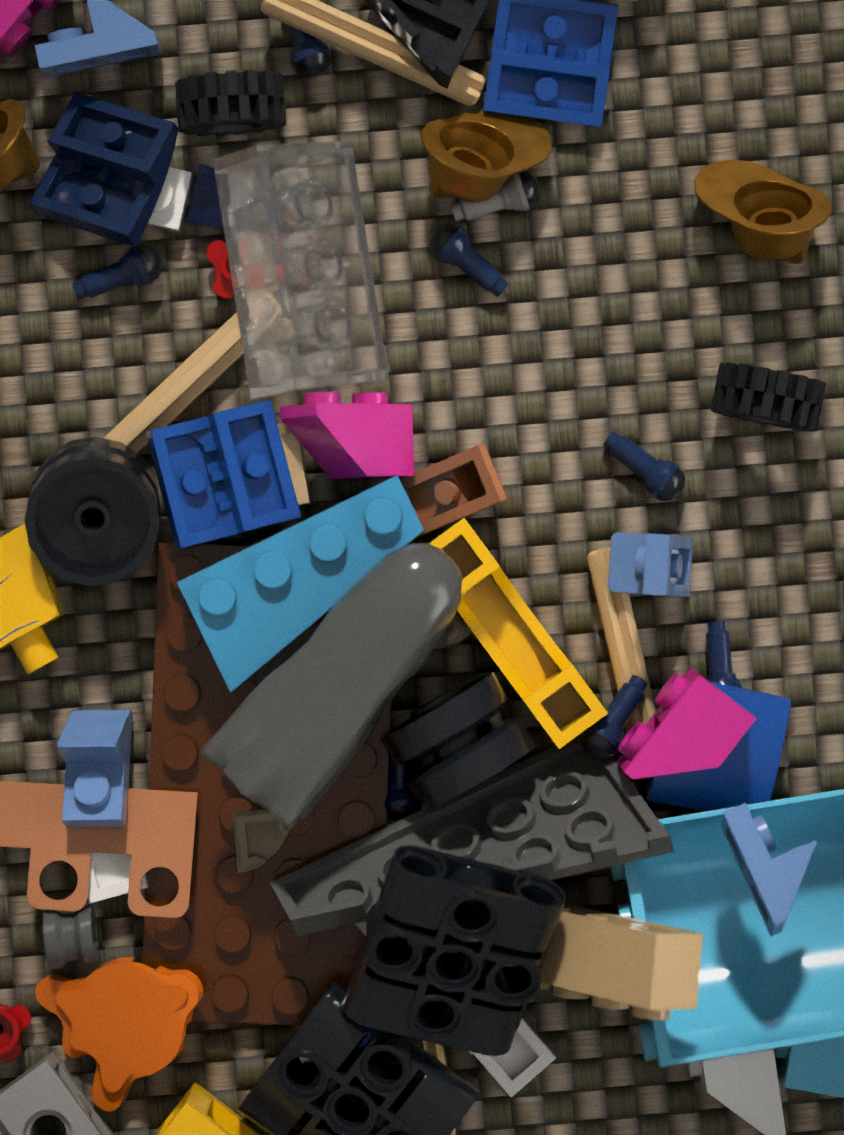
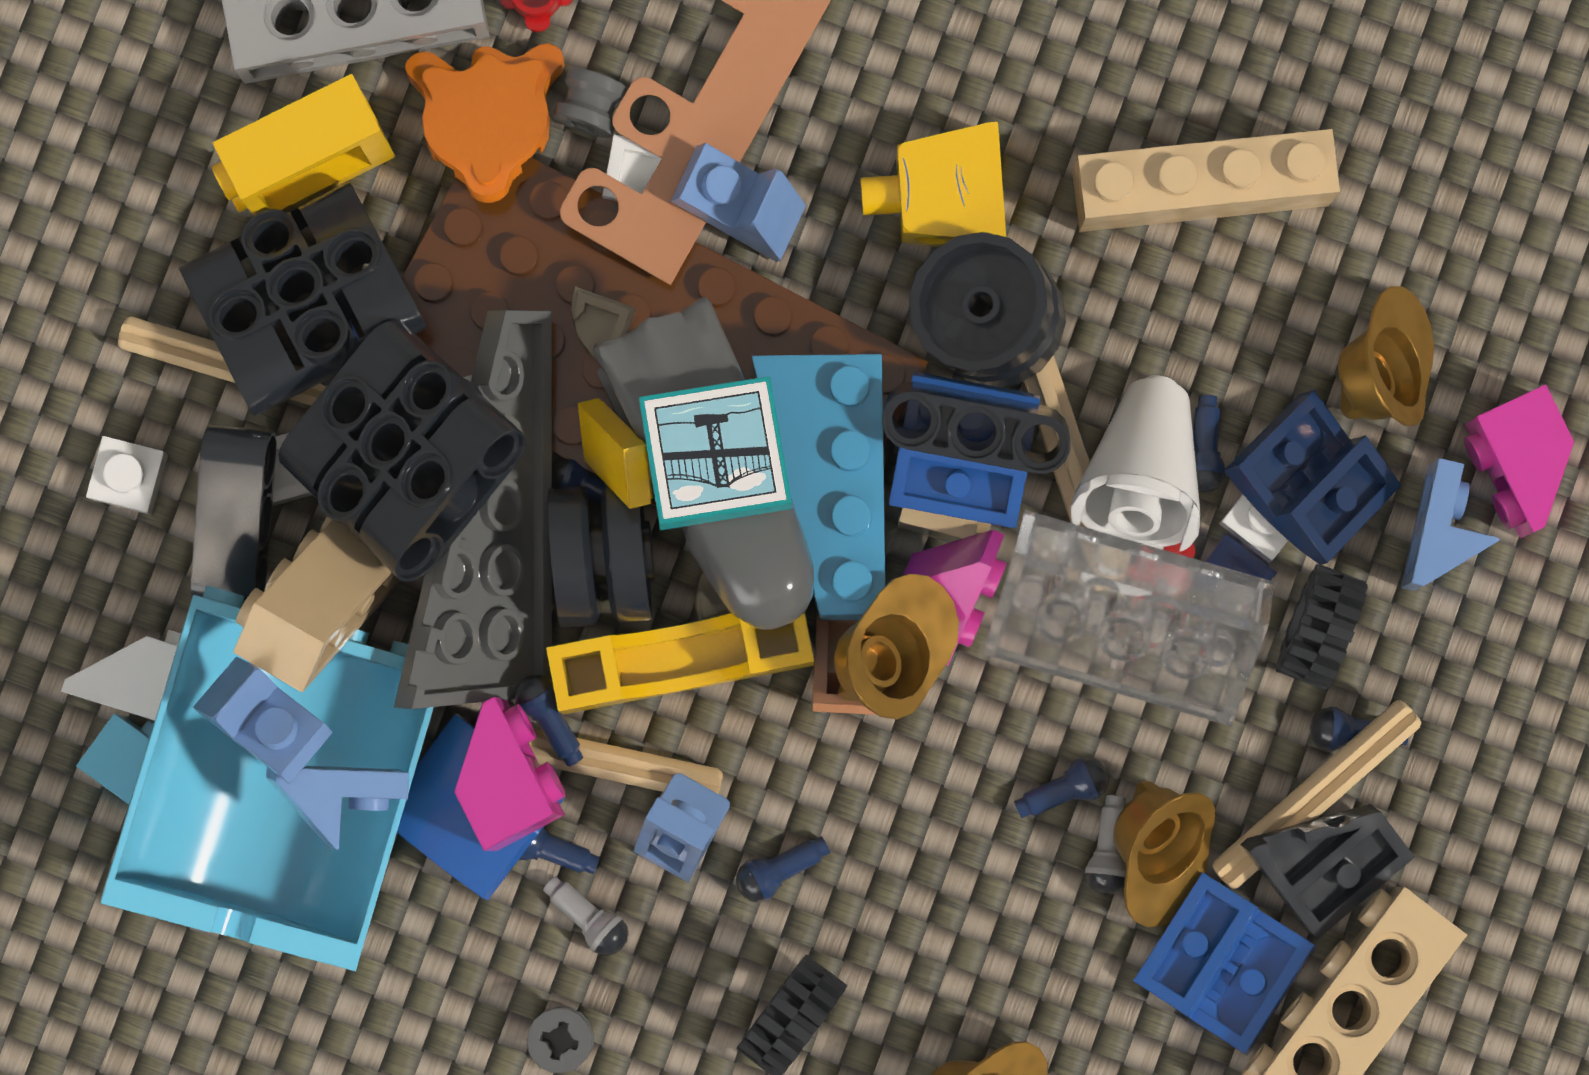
camera: 115 degrees right, 5 degrees down
(167, 314) = (1144, 470): none -> white cone
(212, 443) = (1001, 449): none -> black beam
(333, 681) = (715, 453): none -> tile
(368, 768) = (615, 453): none -> yellow tile
(421, 450) = (898, 647): none -> pearl gold piece
(568, 1069) = (233, 510): none -> beam
(739, 956) = (263, 719): none -> medium blue slope
(768, 589) = (602, 930): none -> light grey piece

